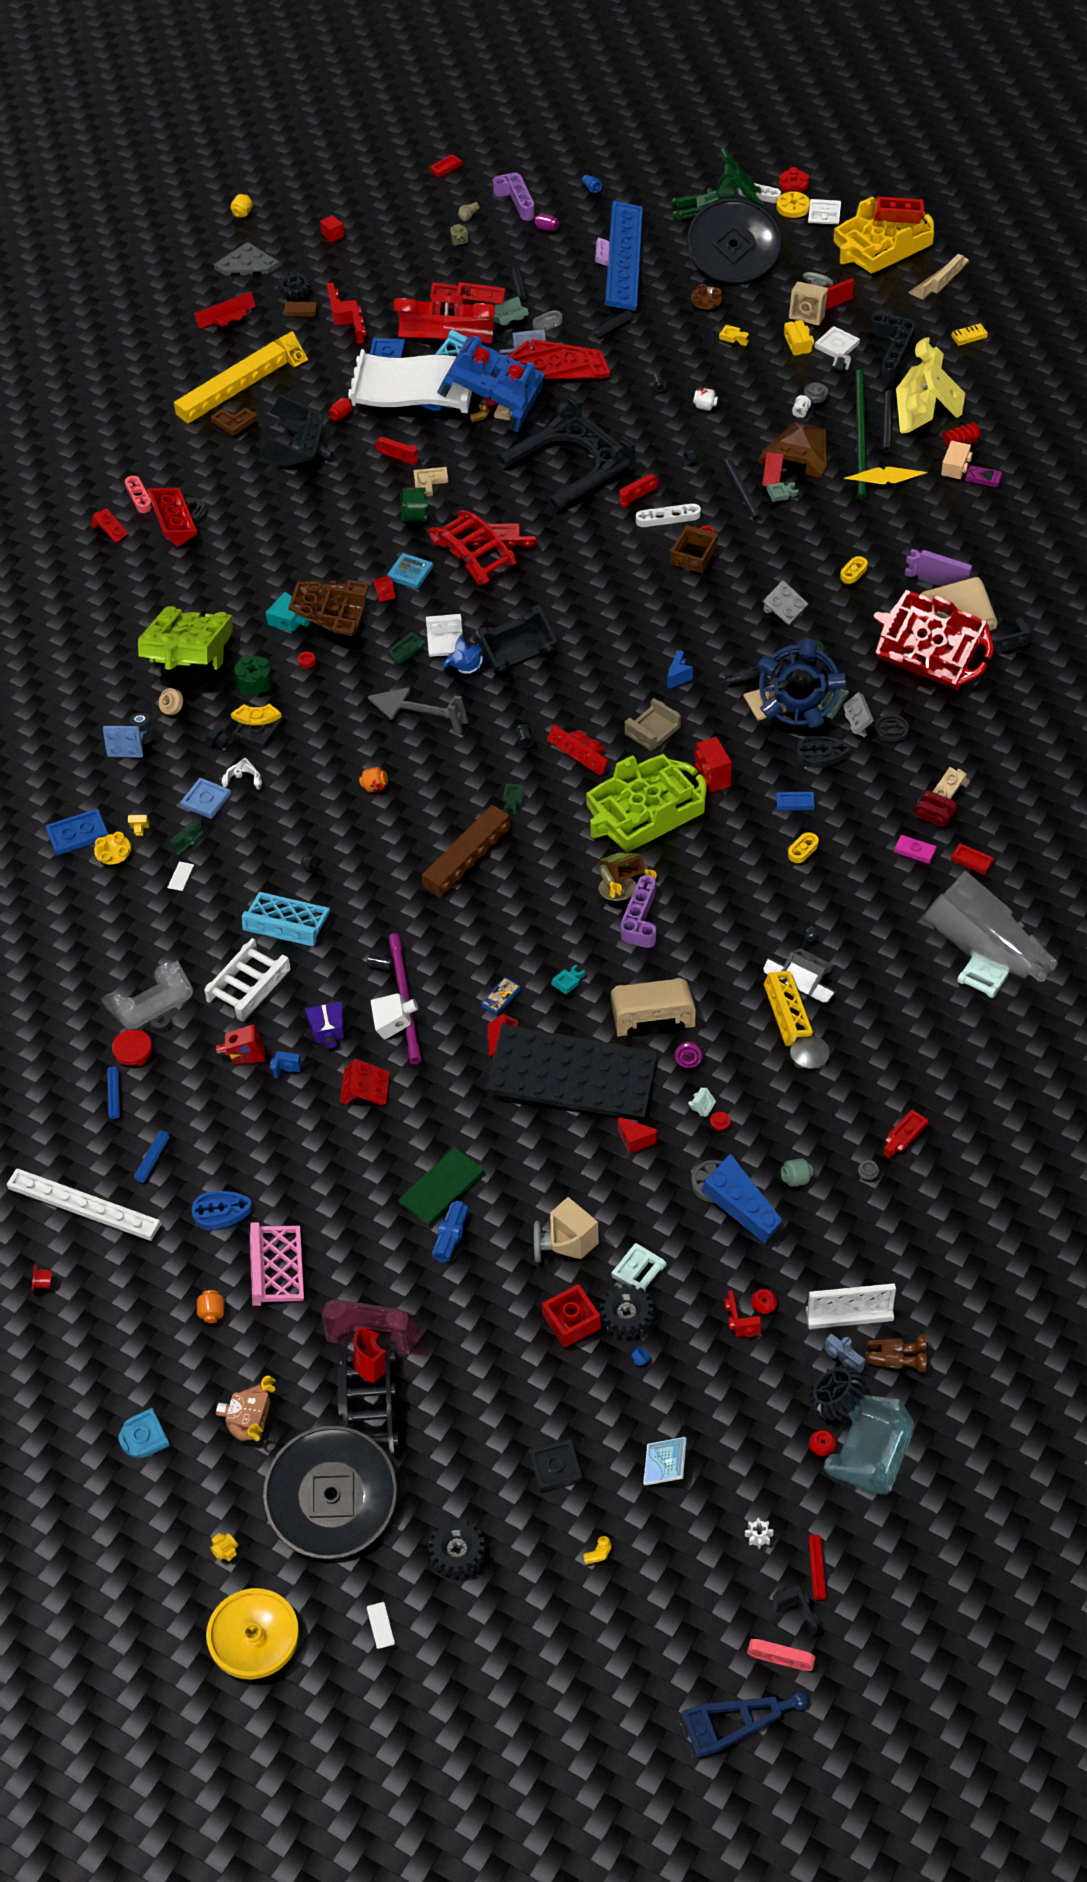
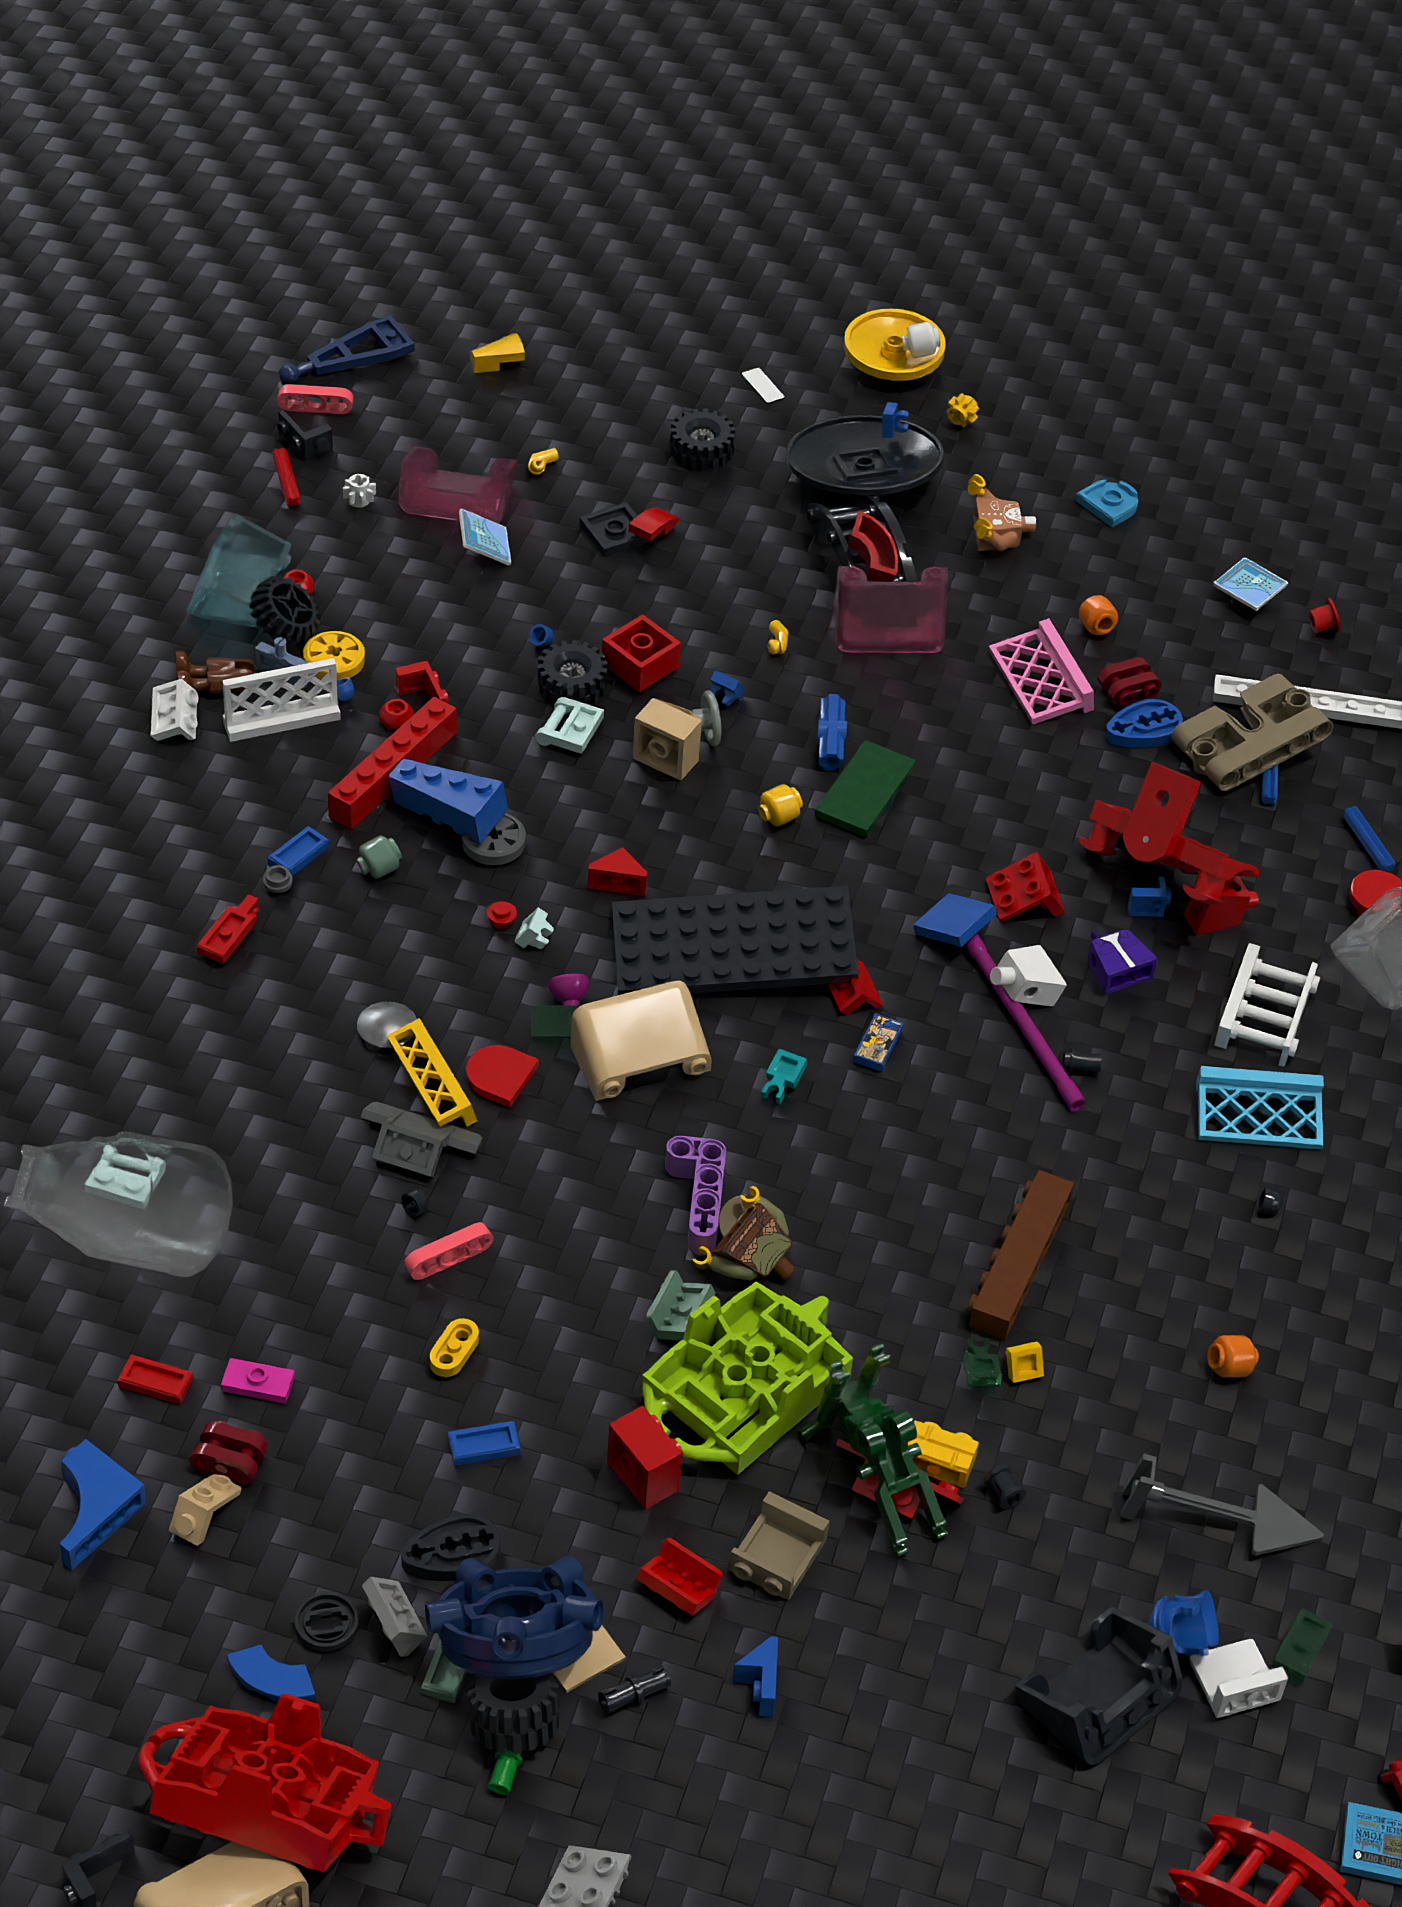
camera: 160 degrees right, 5 degrees down
(79, 1319) = (1250, 584): none -> piece
(167, 1159) = (1281, 726): none -> dark tan connector
(215, 1242) = (1129, 681): none -> dark red brick
(233, 1608) = (921, 339): none -> white head
(264, 1069) = (1155, 835): none -> red piece
(295, 1516) = (891, 420): none -> blue tile
(421, 1065) = (954, 919): none -> blue tile
(457, 1329) = (778, 645): none -> yellow arm
(486, 793) = (1025, 1362): none -> yellow tile
(508, 1170) = (780, 805): none -> yellow head
(514, 1283) = (730, 686): none -> blue tile
(523, 1455) = (652, 523): none -> red slope
(553, 755) = (945, 1454): none -> yellow brick
(589, 736) = (881, 1439): none -> dark green piece
(605, 1696) = (503, 350): none -> yellow slope
(670, 847) = (674, 1305): none -> sand green bracket
(674, 1524) = (442, 493): none -> clear pink windscreen
(705, 1035) = (552, 1019): none -> clear green plate
(709, 716) = (681, 1577): none -> red bracket
(743, 1010) = (500, 1073): none -> red tile
(774, 1248) = (369, 781): none -> red brick
(787, 902) = (448, 1251): none -> coral beam
(803, 1330) = (345, 689): none -> blue hinge
(808, 1353) = (341, 646): none -> yellow wheel
(851, 1194) = (299, 850): none -> blue tile
(923, 707) = (268, 1677): none -> blue tile
(930, 1318) = (174, 710): none -> white bracket
(1003, 796) = (106, 1499): none -> blue arch

